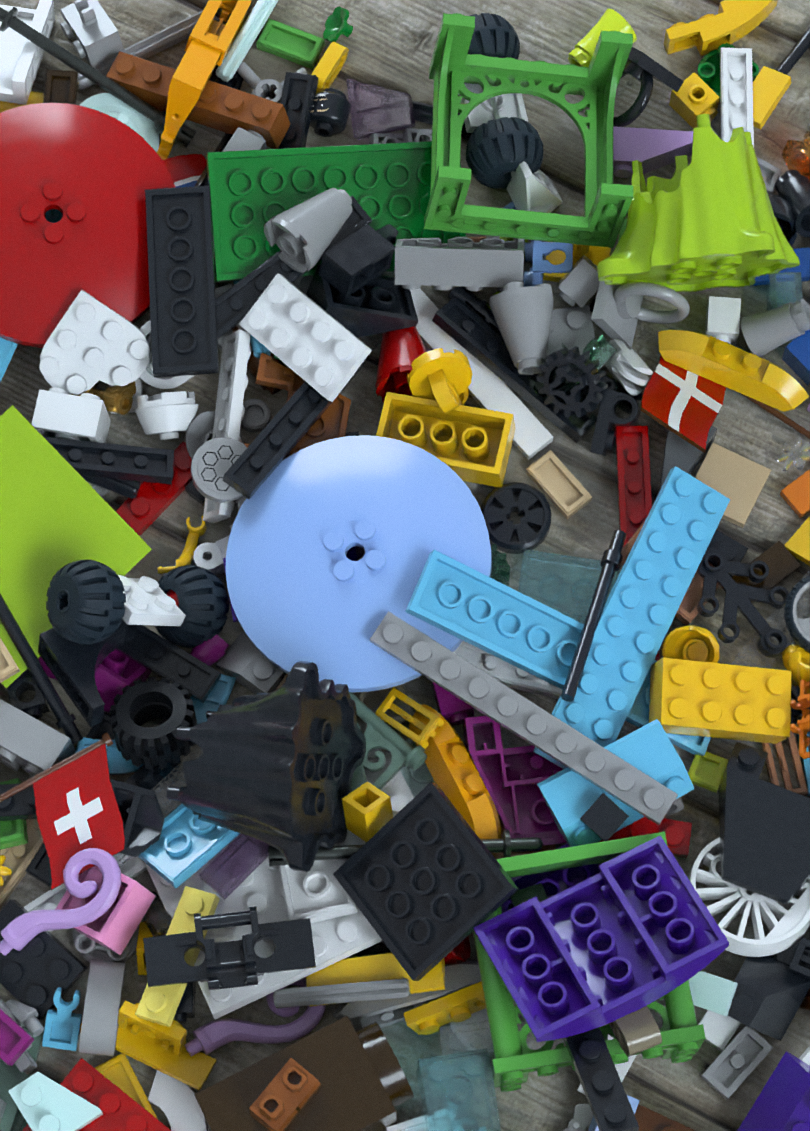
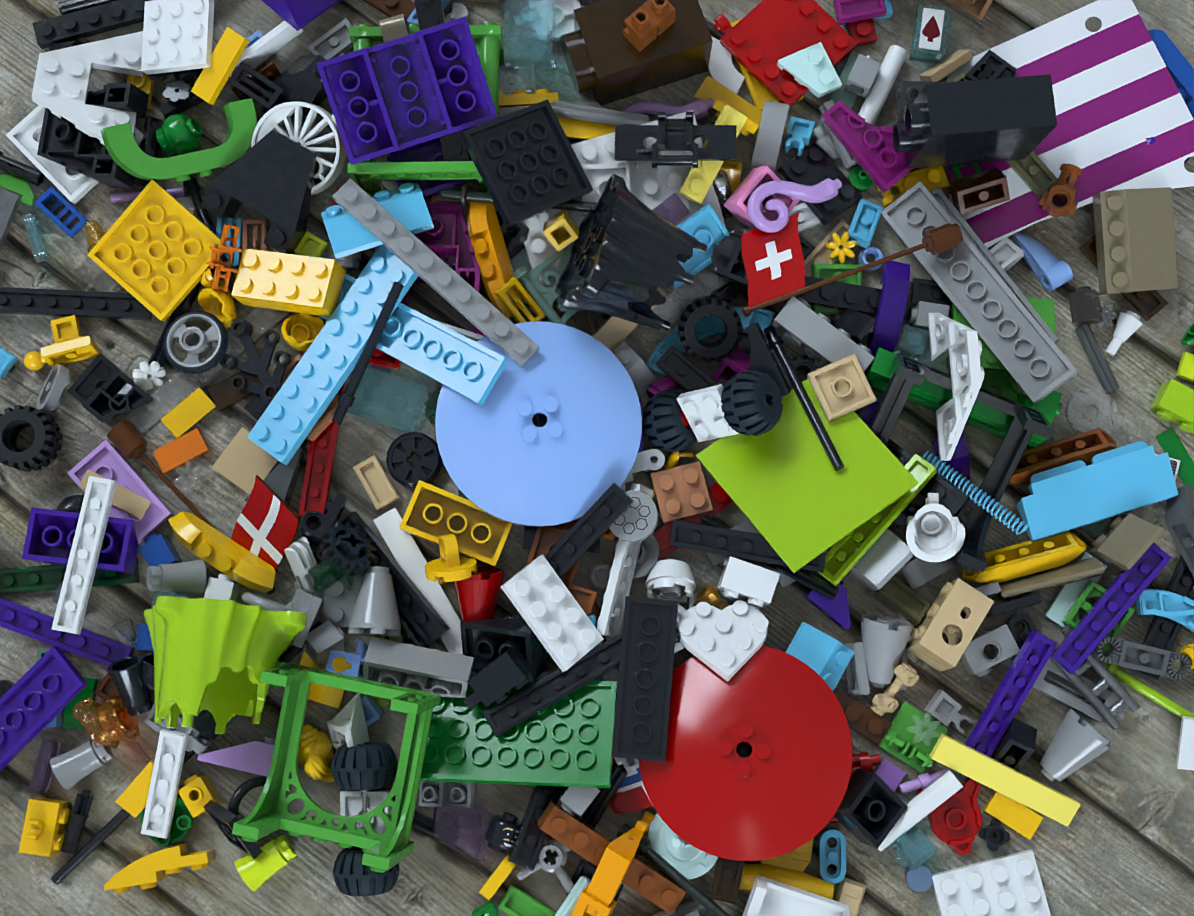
camera: 170 degrees left, 10 degrees up
(167, 520) = (681, 492): none -> nougat plate
(308, 228) = (532, 704): light grey cone -> none
(567, 163) = (316, 754): none -> yellow hair
(604, 817) = (389, 191): black tile -> none

